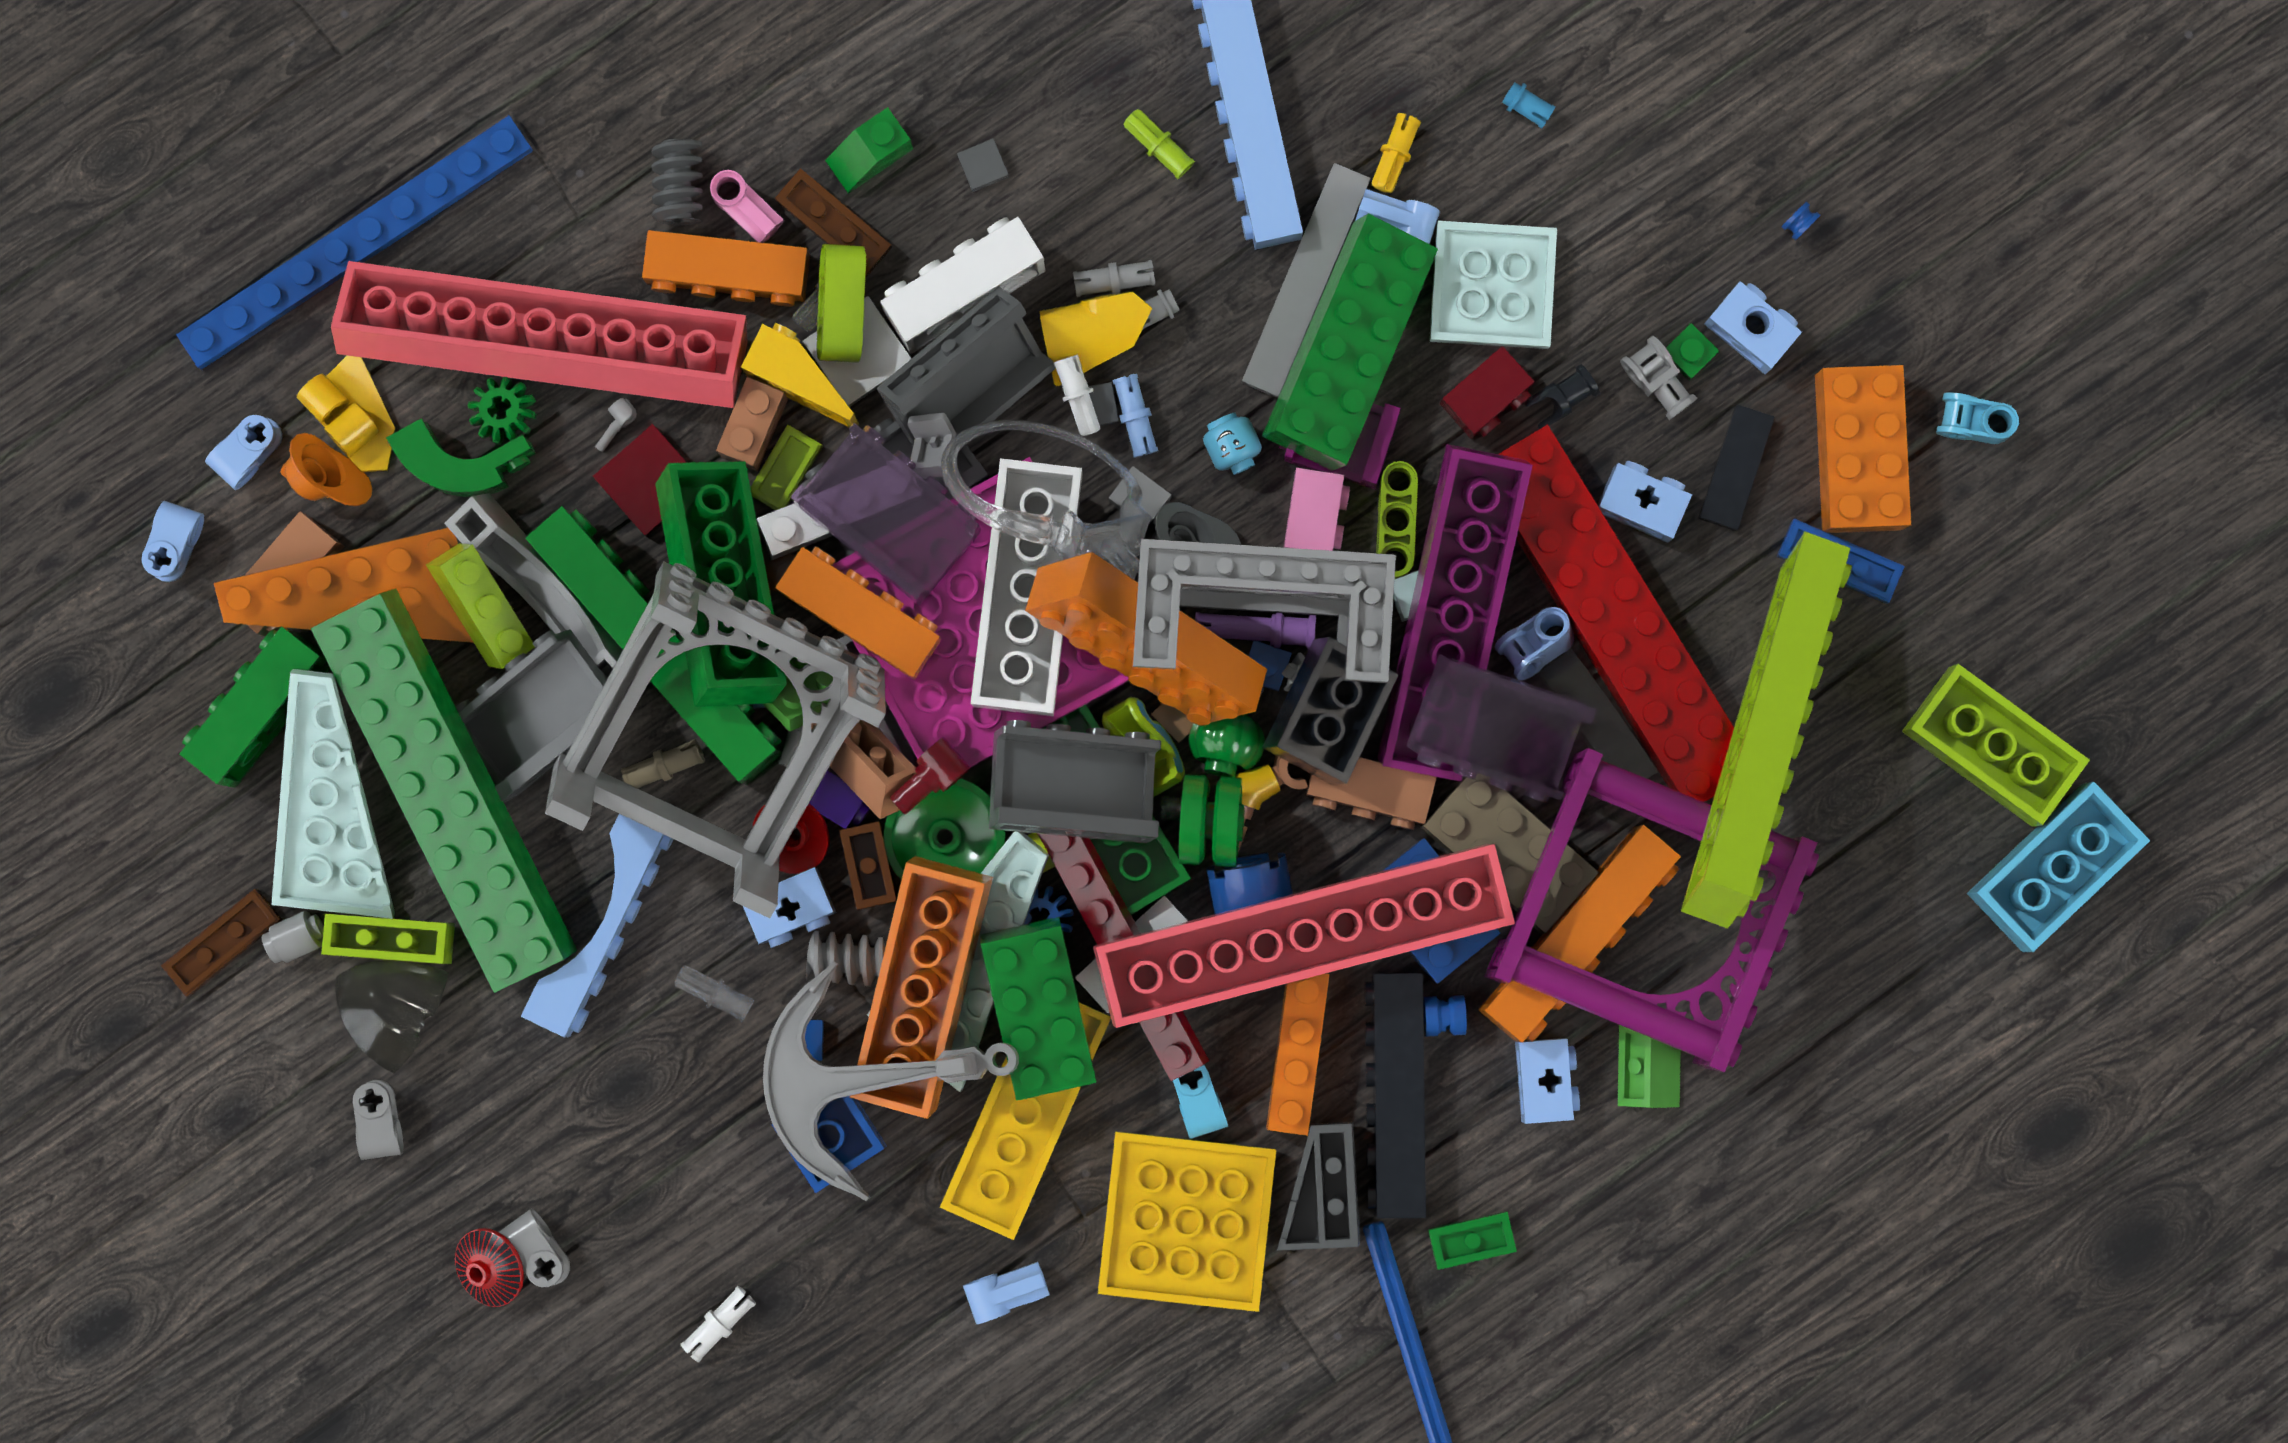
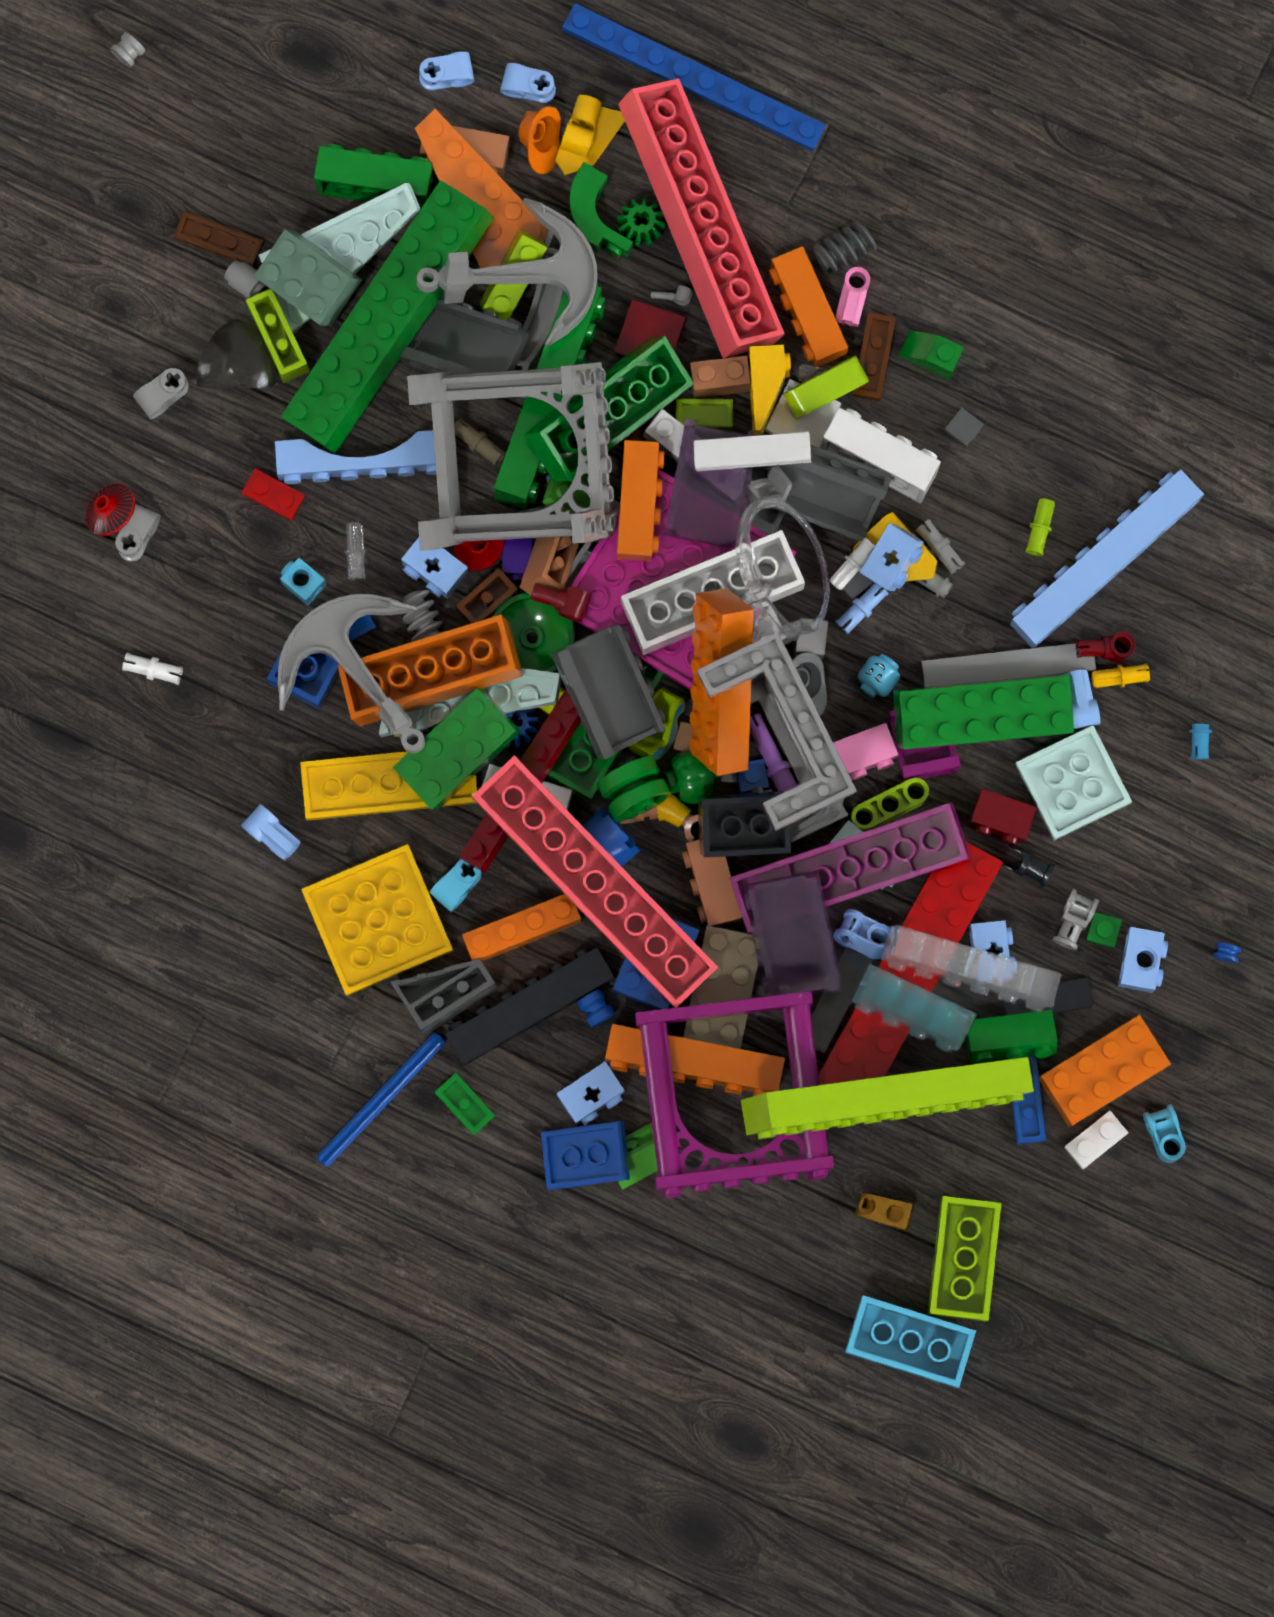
camera: 60 degrees right, 5 degrees down
(338, 861) = (307, 278): none -> sand green brick
(516, 532) = (570, 269): none -> light grey piece
(584, 1054) = (273, 494): none -> red plate
(730, 1070) = (307, 592): none -> medium azure brick
(879, 438) = (752, 451): none -> white tile
(1100, 366) = (879, 564): none -> light blue brick
(1352, 150) = (1105, 647): none -> dark red pin
(1619, 1130) = (585, 1155): none -> blue tile
(1656, 537) = (971, 967): none -> clear brick
(1672, 635) = (913, 1008): none -> clear light blue slope
(1761, 537) = (1012, 1037): none -> green brick
(1883, 807) = (885, 1211): none -> pearl gold leg
(1935, 506) = (1096, 1140): none -> white plate

